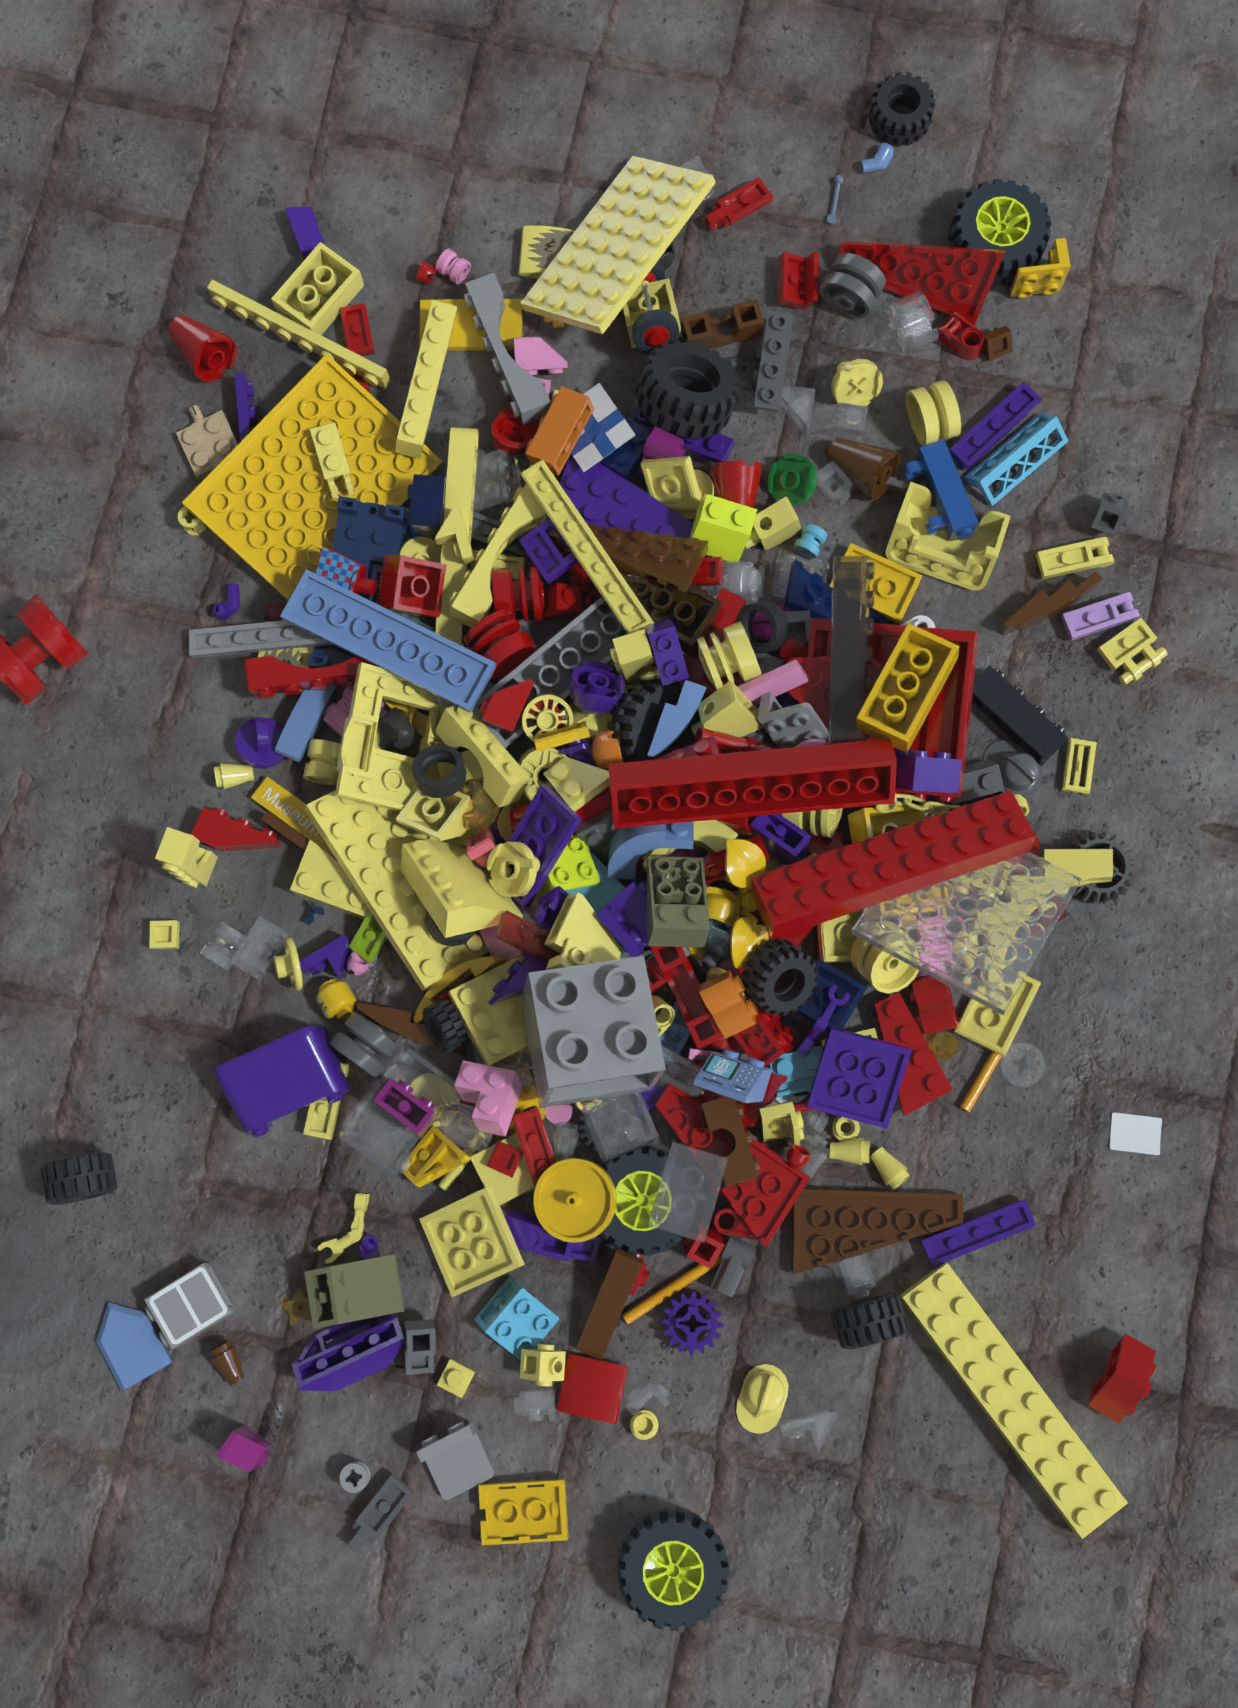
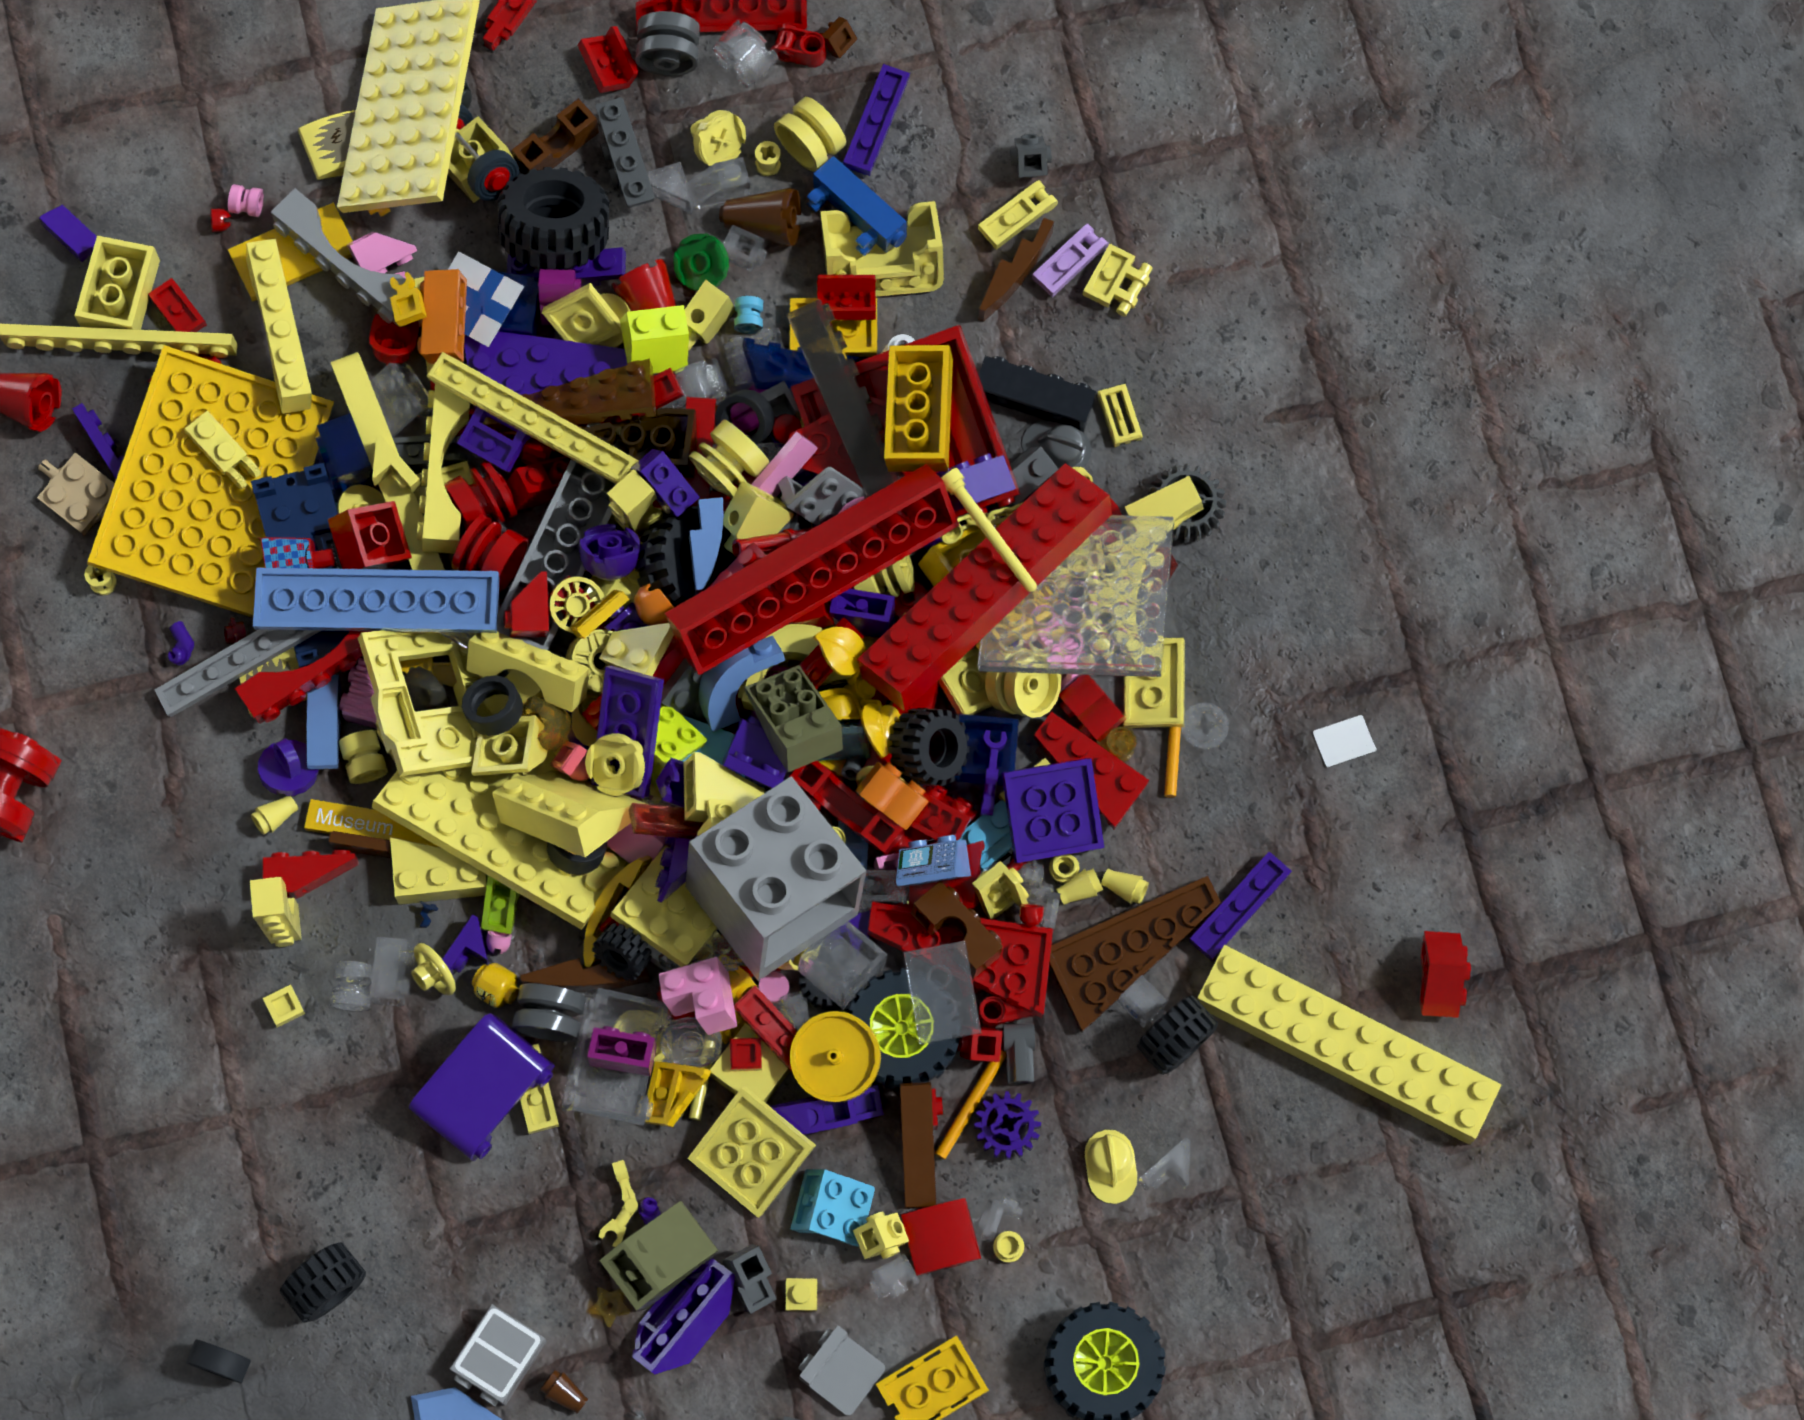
camera: 35 degrees left, 5 degrees down
(535, 406) = (408, 302): none -> yellow plate
(889, 410) = (768, 166): none -> light yellow bush
(898, 563) = (849, 295): none -> red bracket
(906, 767) = (955, 486): none -> light yellow piece
(1017, 451) = (909, 136): medium azure fence -> none

